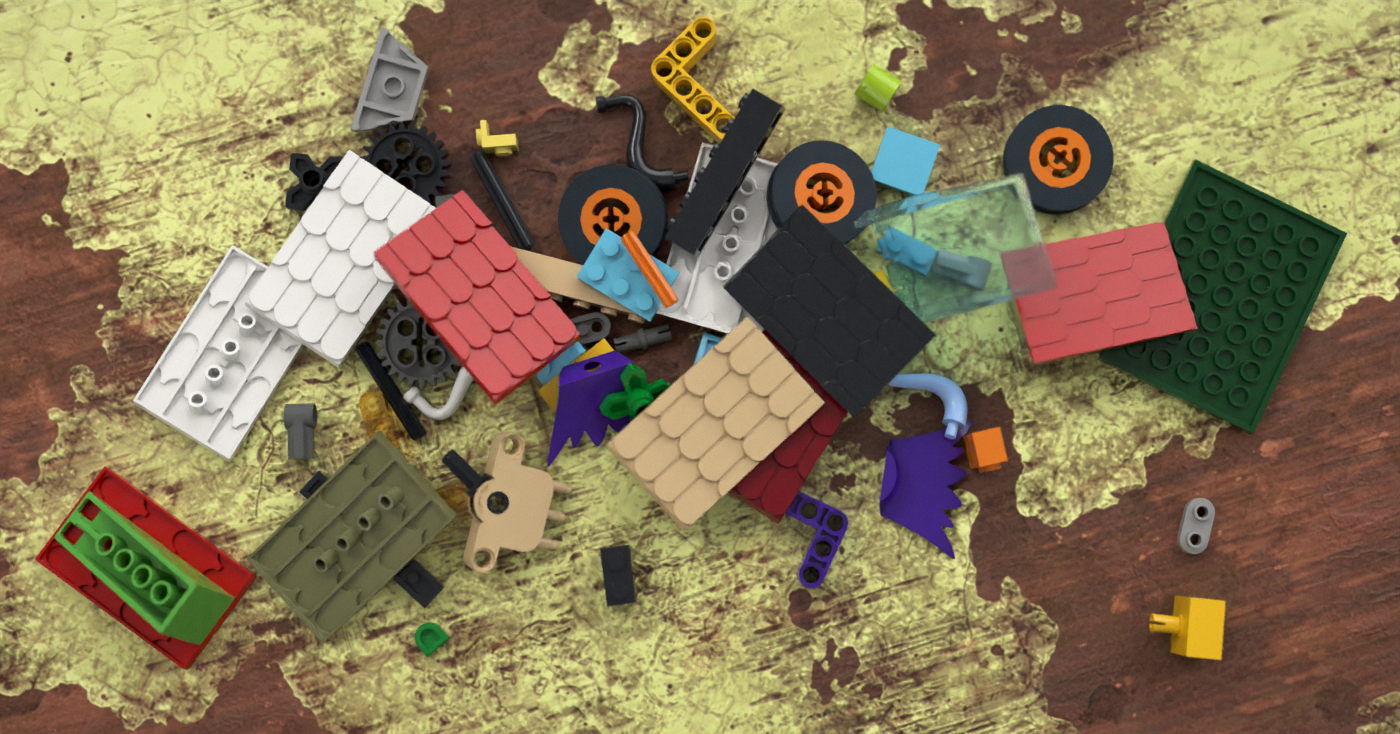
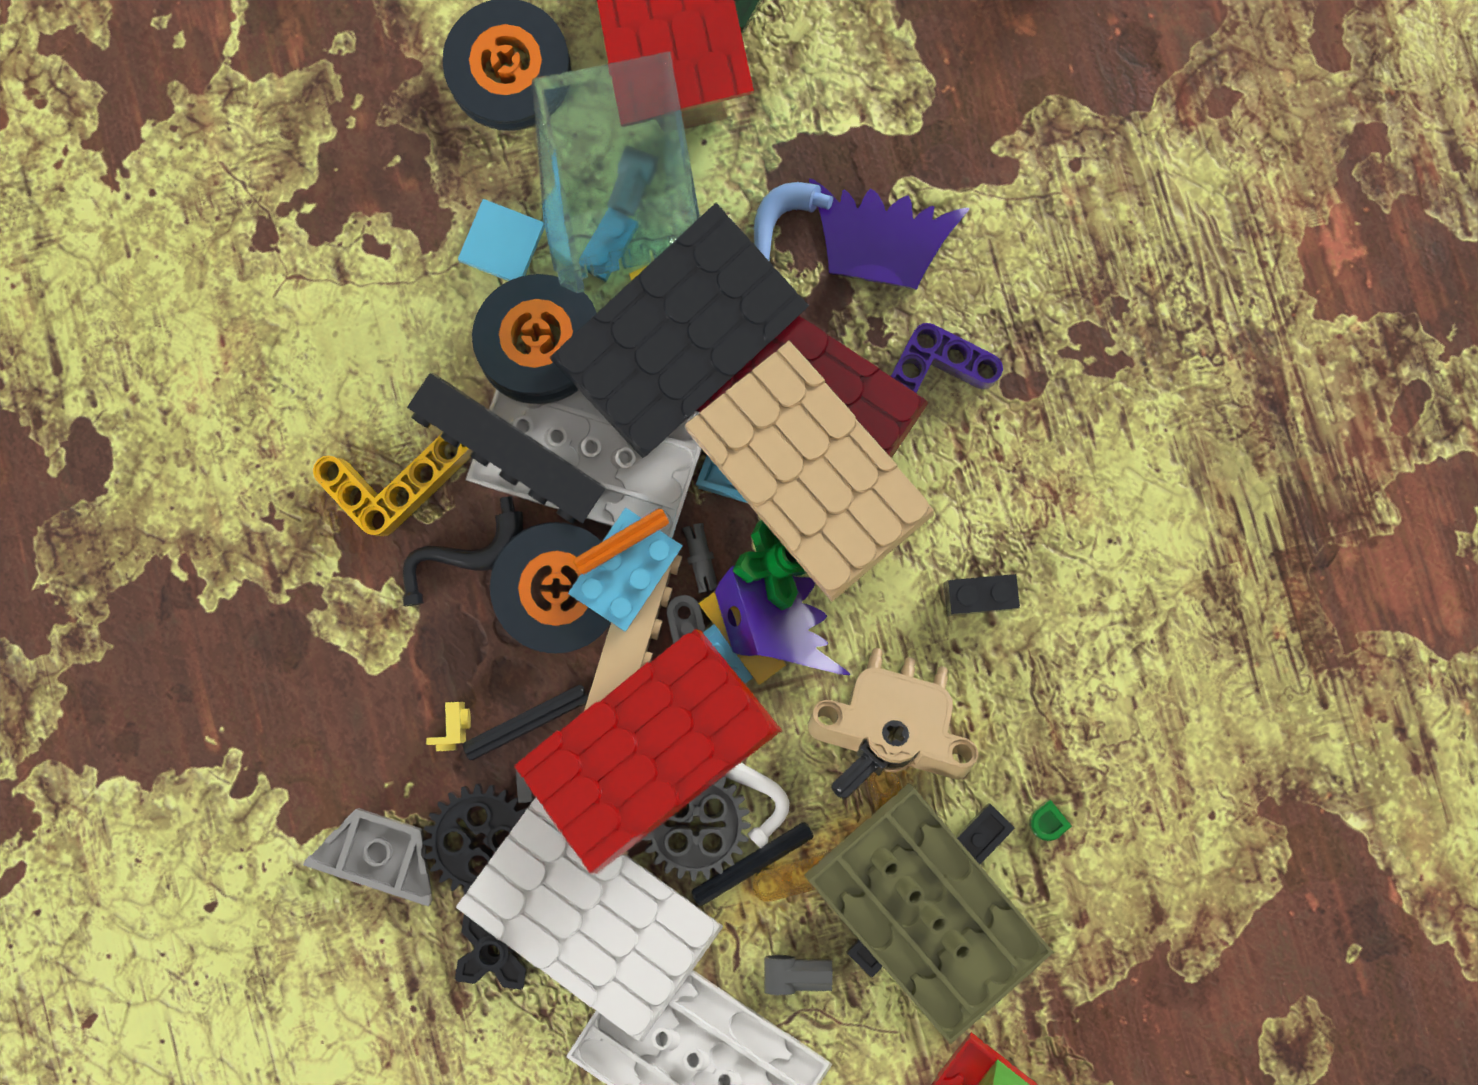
camera: 80 degrees left, 0 degrees up
(877, 87) = (410, 267): lime piece -> none
(985, 449) = (847, 161): orange brick -> none

